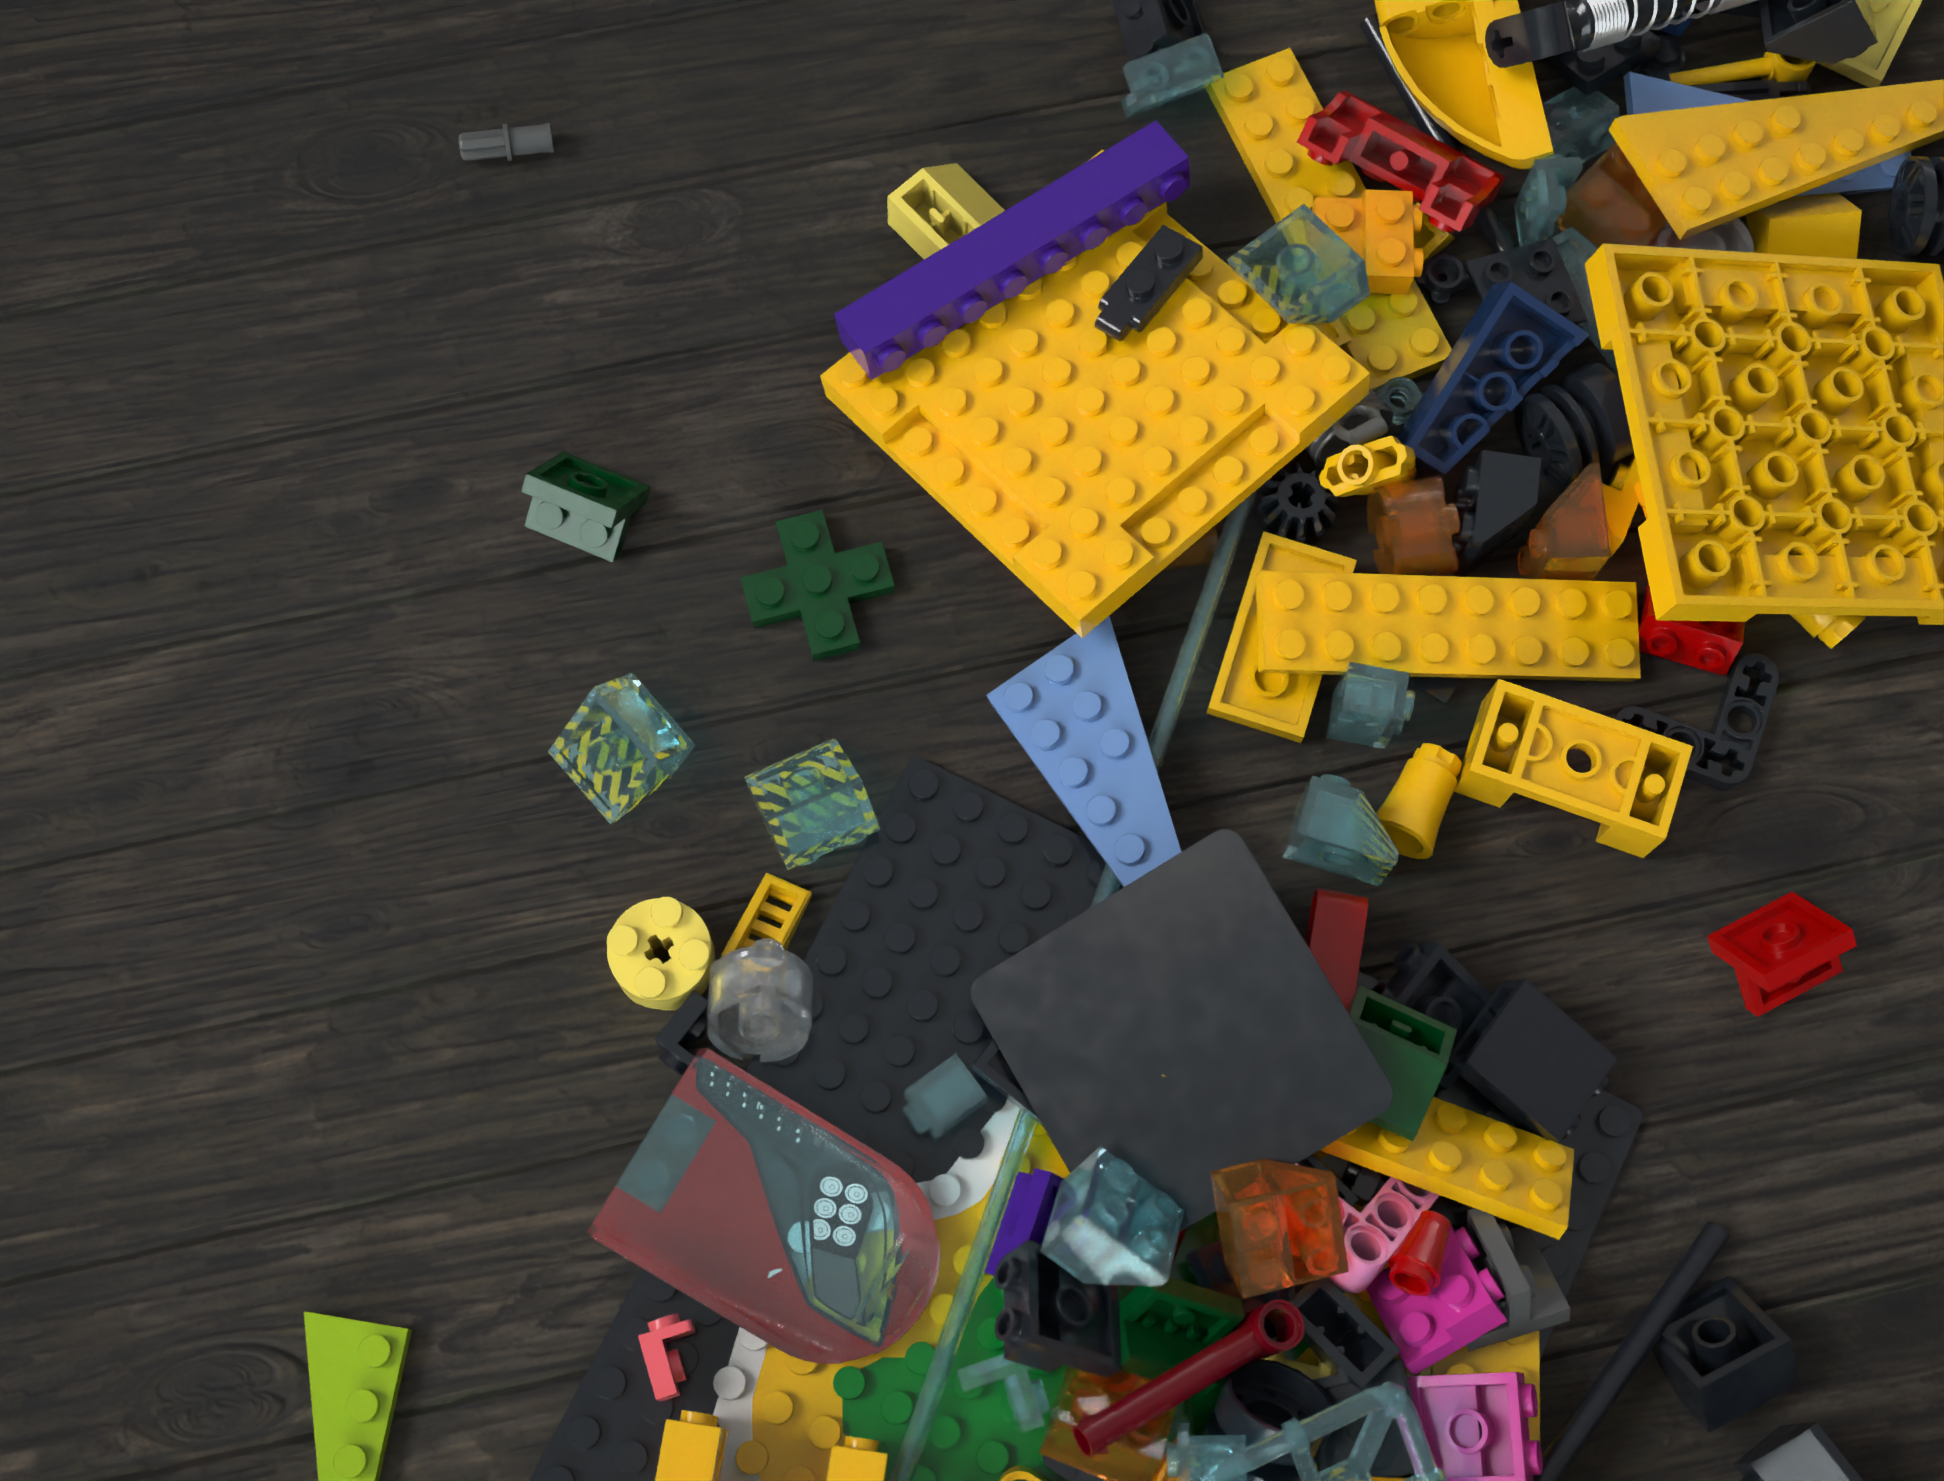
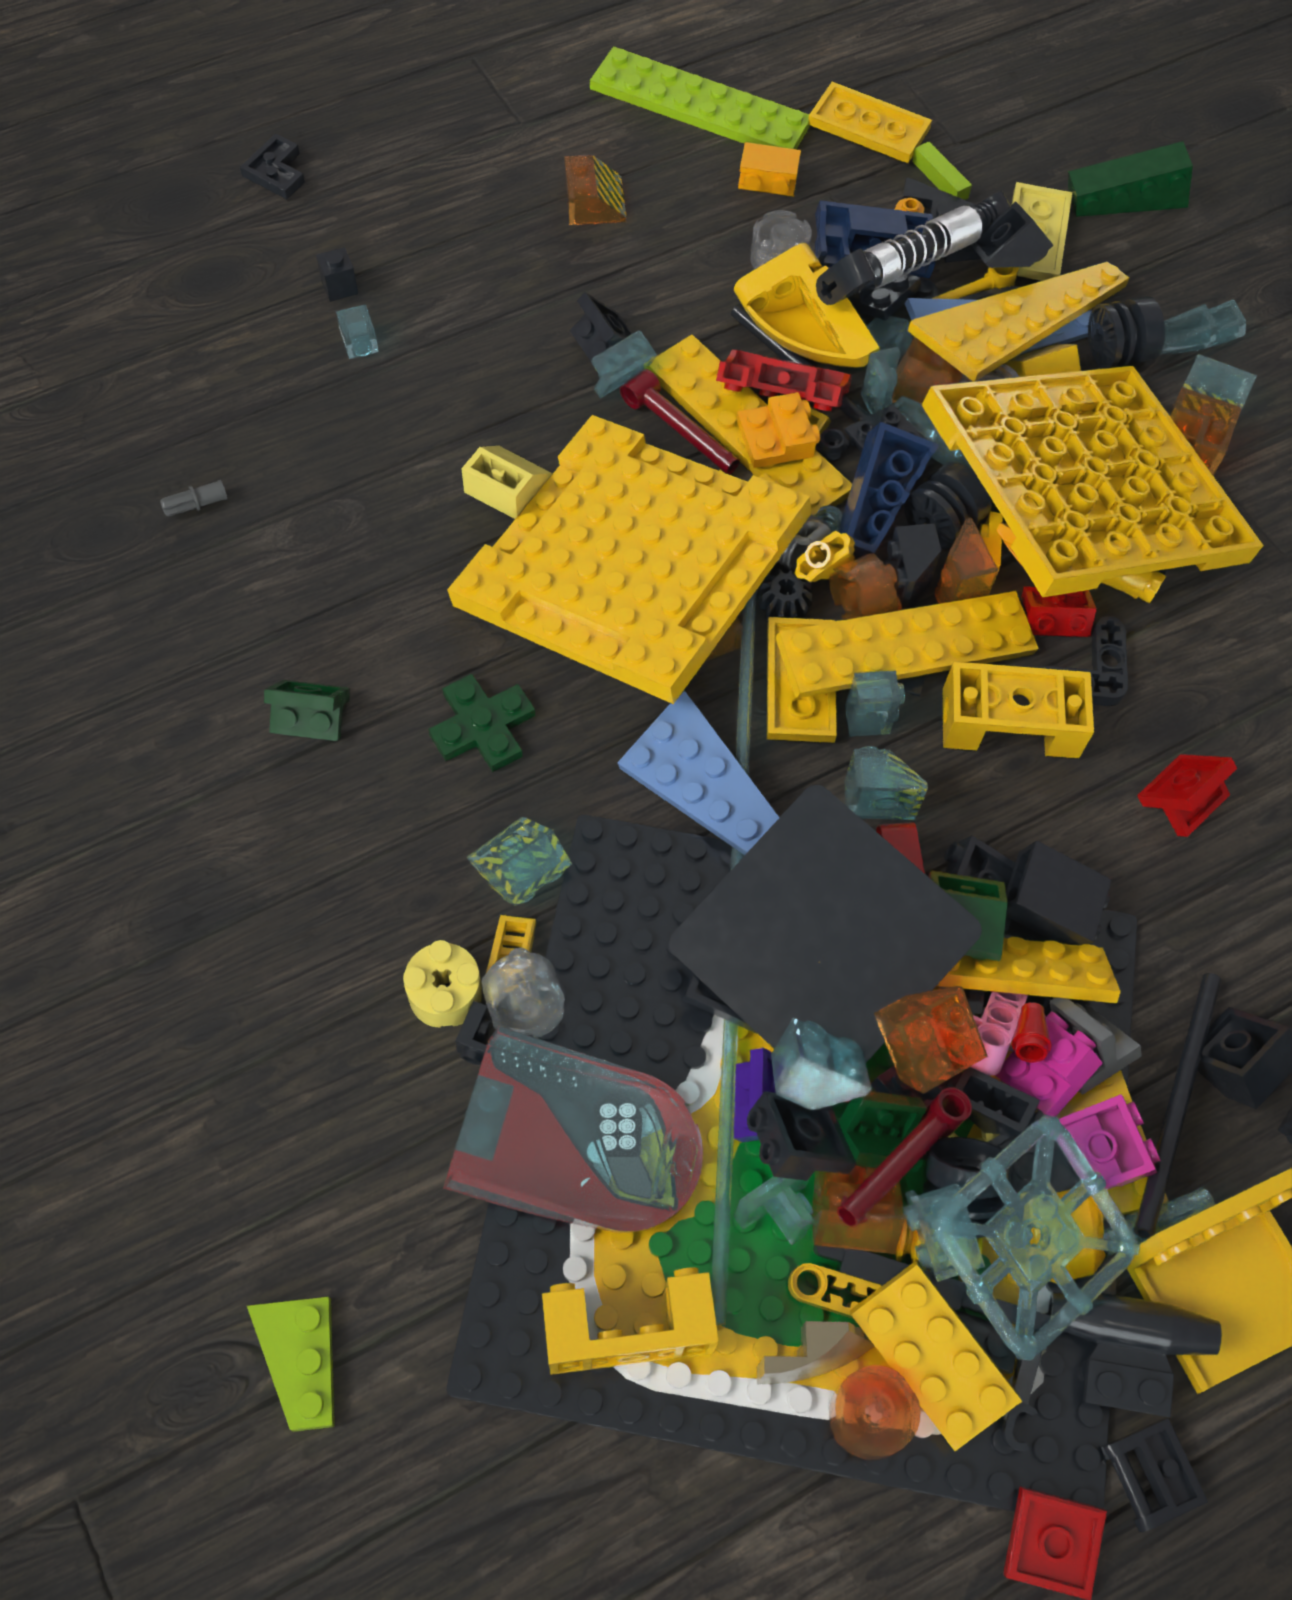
camera: 15 degrees left, 10 degrees down
(620, 746) = (375, 856): clear light blue slope -> none
(665, 1366) = (525, 1266): coral bracket -> none
(943, 1098) = (669, 1026): clear light blue brick -> none
(1013, 250) = (552, 481): dark purple brick -> none
(1147, 283) = (648, 479): black hinge -> none
(1192, 124) = (645, 390): none -> dark red piece
(1303, 269) = (747, 446): clear light blue slope -> none
(1420, 800) = (926, 753): yellow plant -> none

